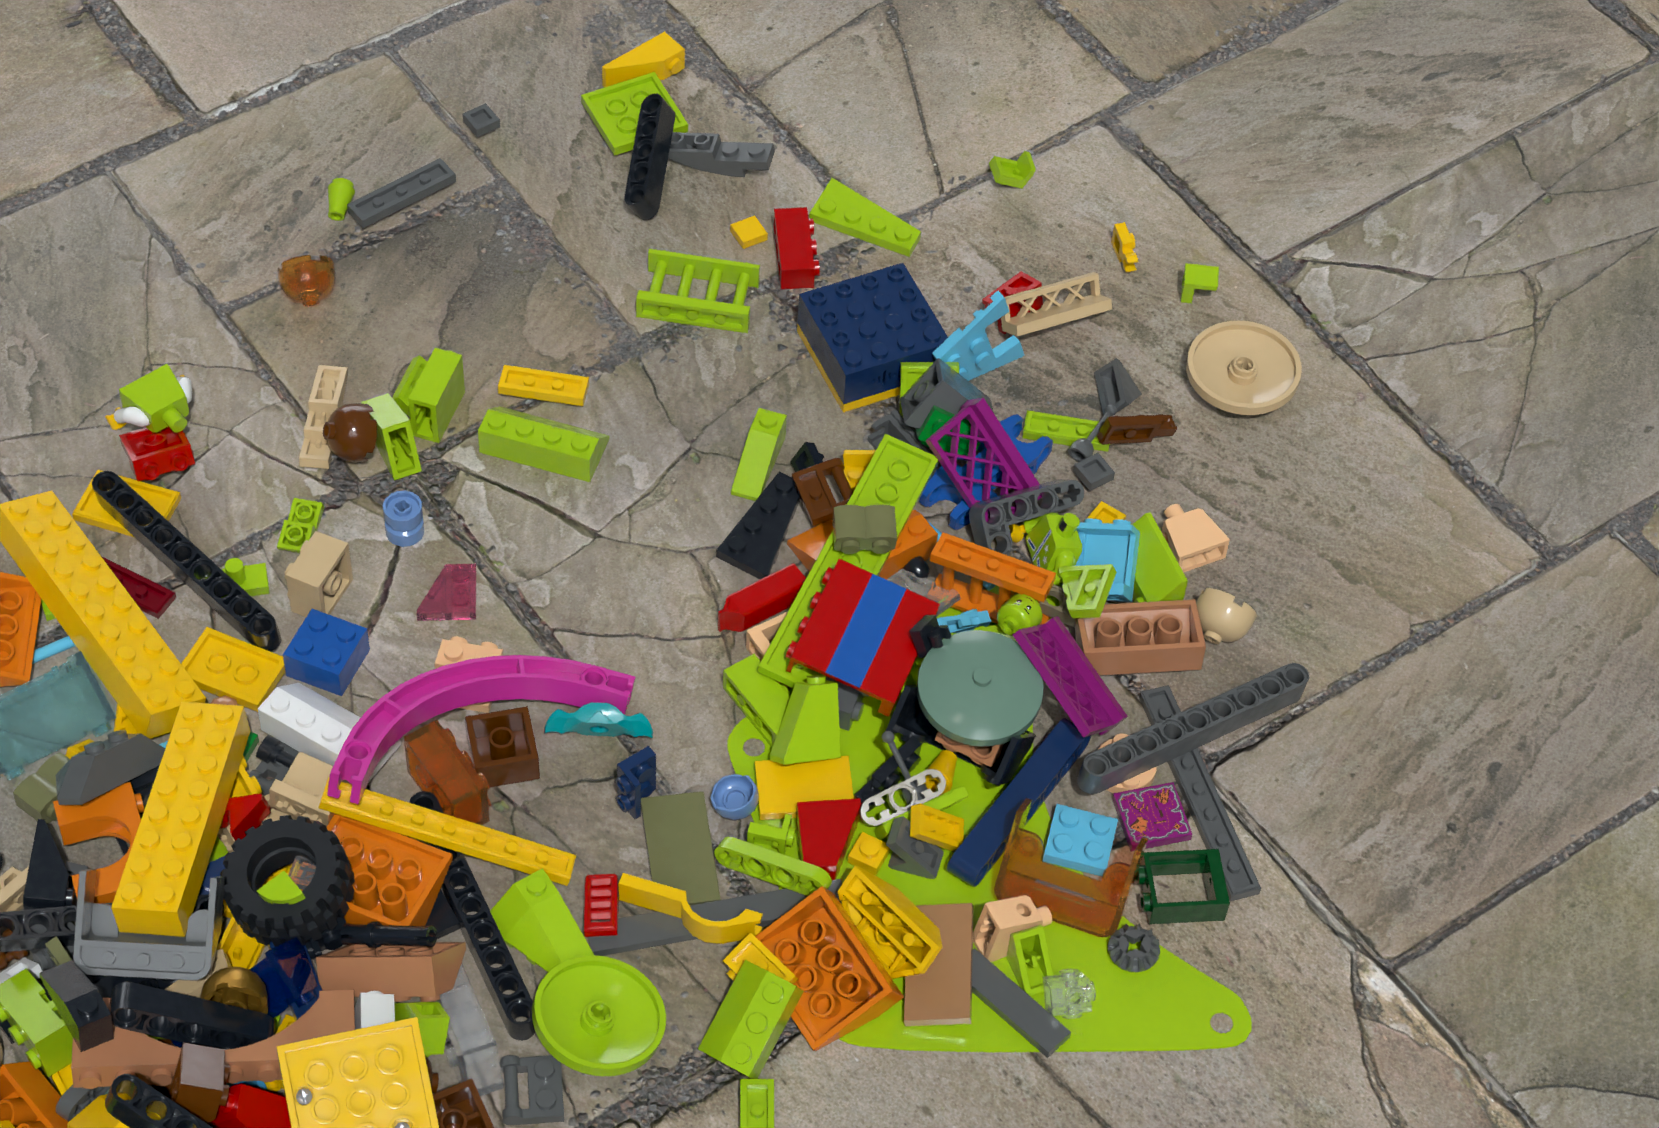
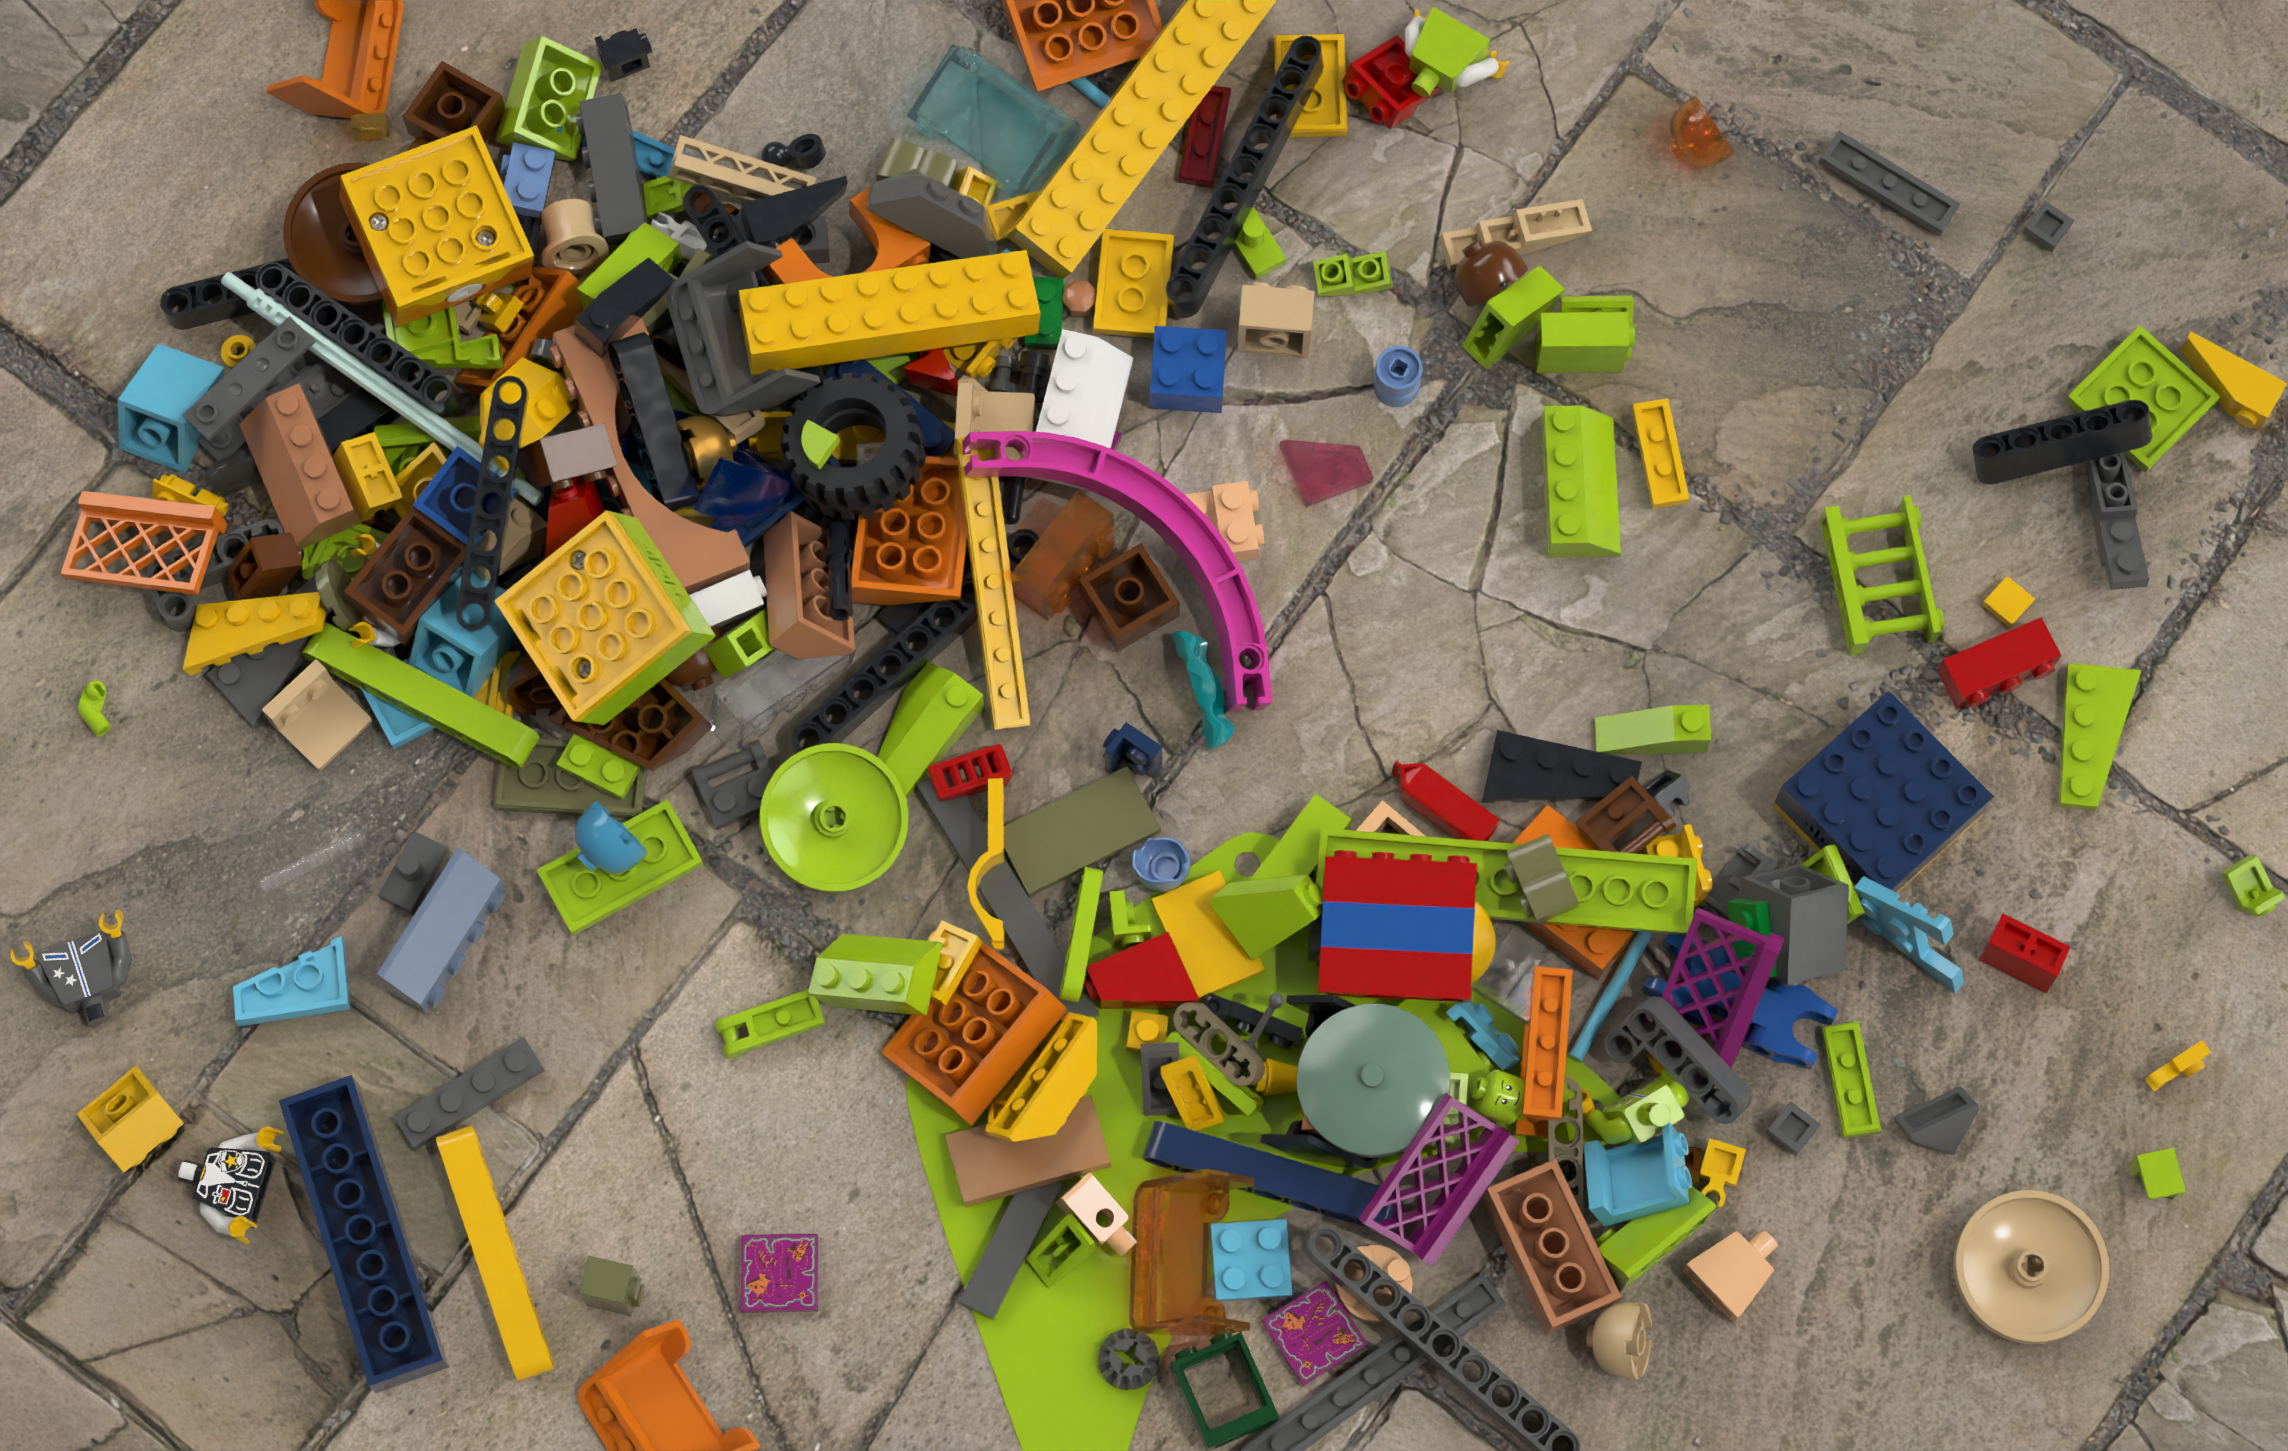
camera: 75 degrees right, 20 degrees up
(339, 195) = (1848, 118): lime cone -> none
(918, 567) = (1557, 959): black hinge -> none
(928, 635) = (1416, 998): black tile -> none
(1059, 313) = (2025, 1008): tan fence -> none
(1068, 994) = (1032, 1300): clear brick -> none
(1082, 447) = (1824, 1105): dark grey hinge -> none
(1087, 588) = (1575, 1164): lime wing -> none
(1135, 428) = (1879, 1163): reddish brown hinge -> none

